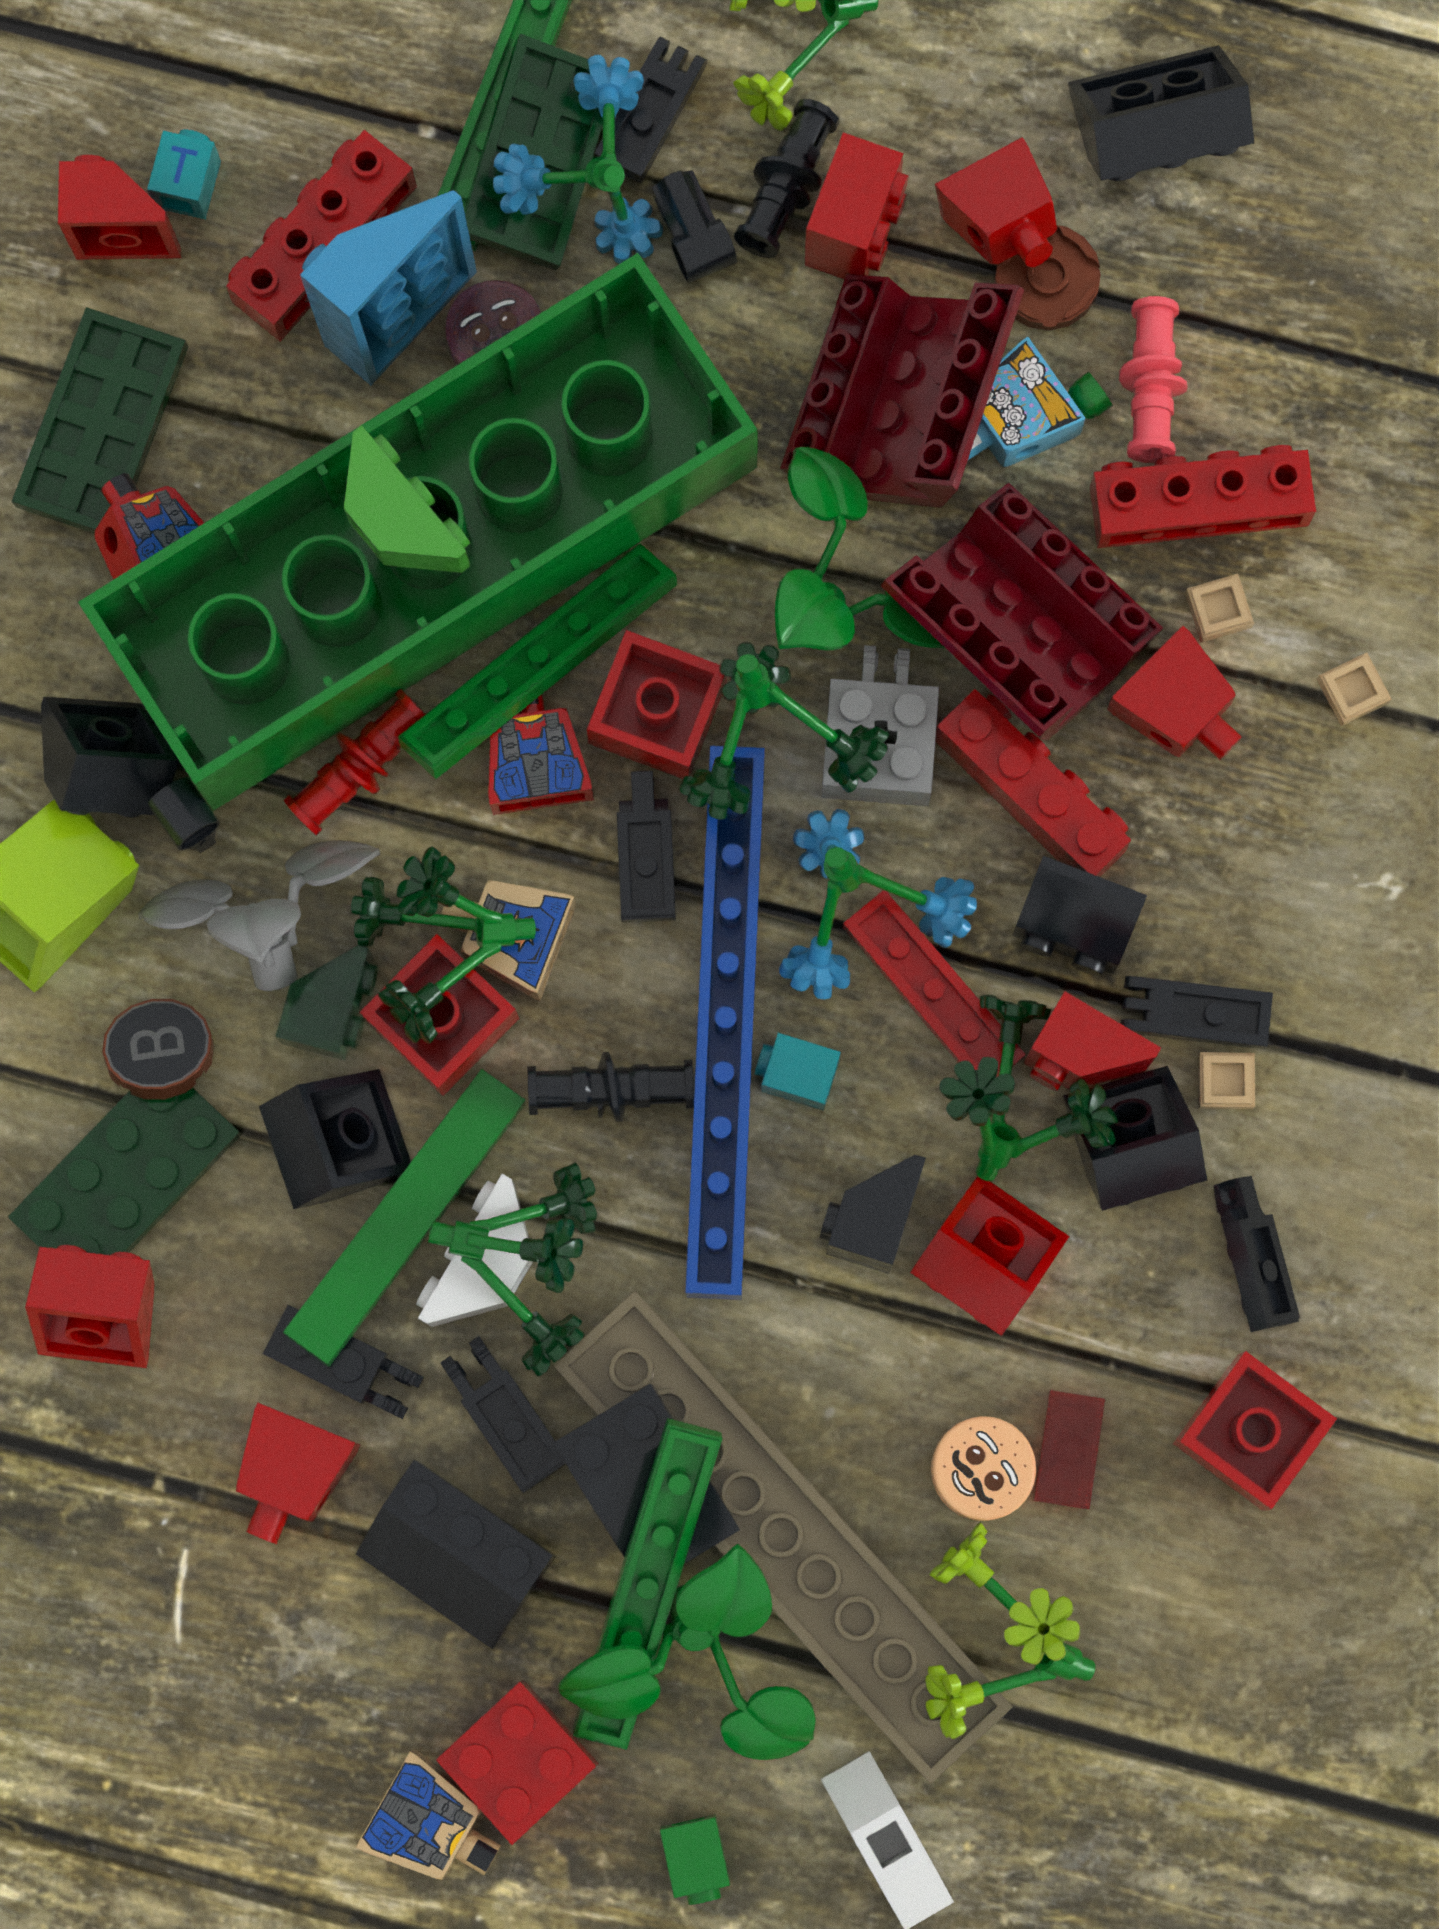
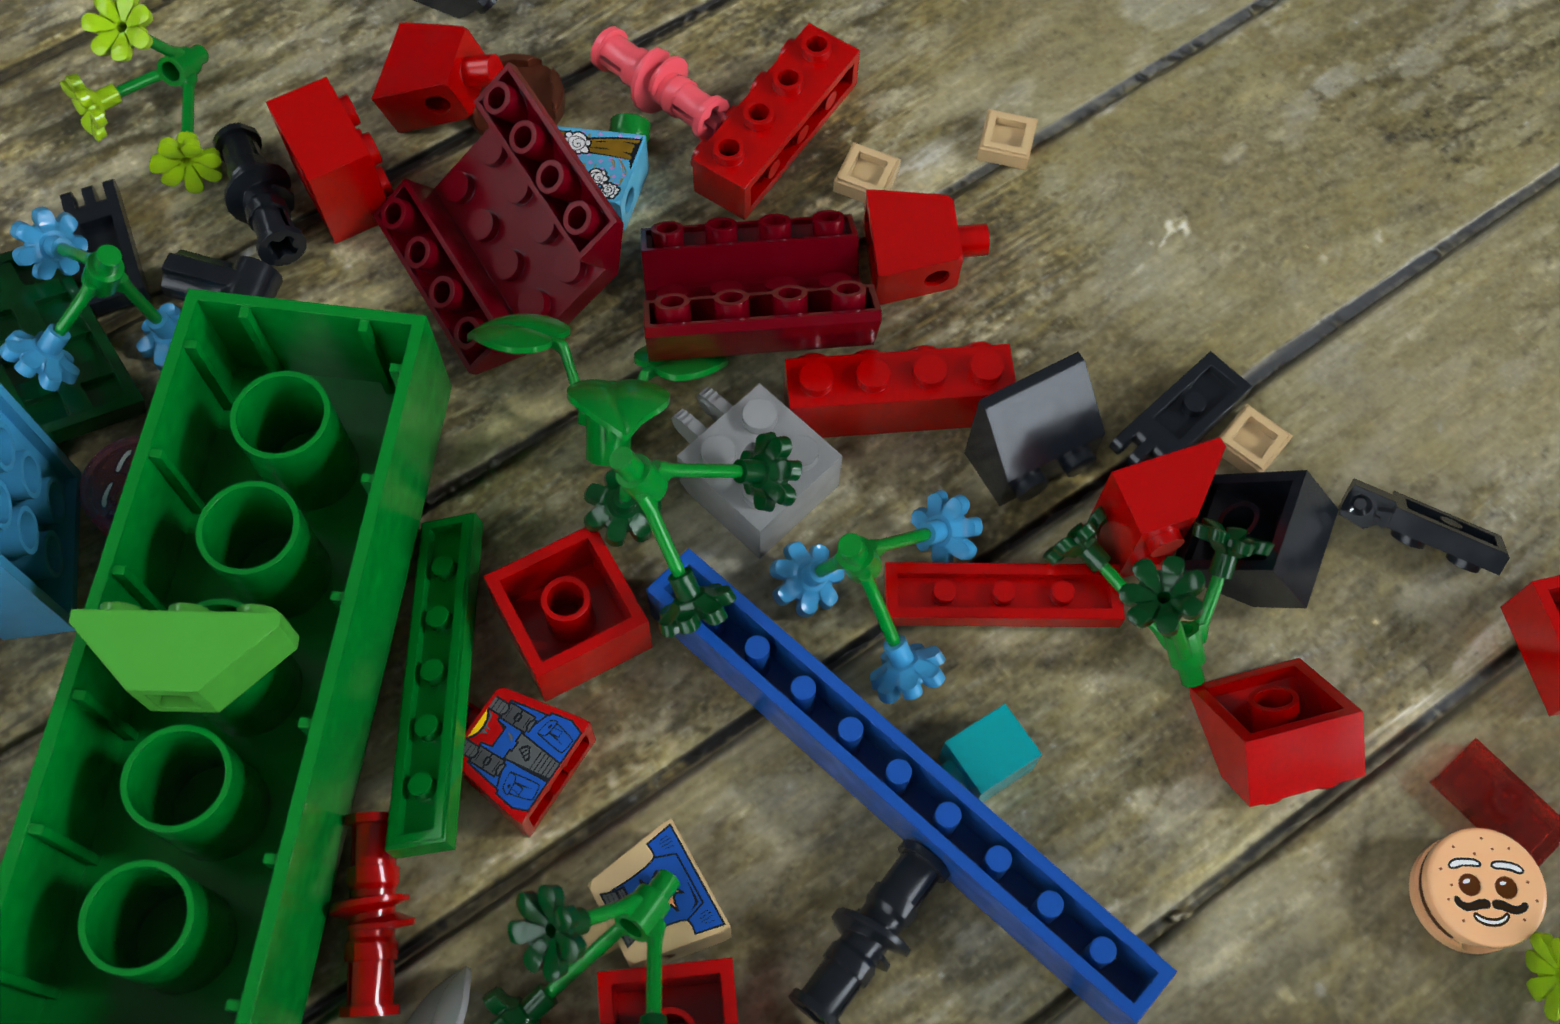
camera: 55 degrees left, 15 degrees down
(645, 854) = (684, 731): black hinge -> none
(873, 1216) = (1182, 789): black slope -> none

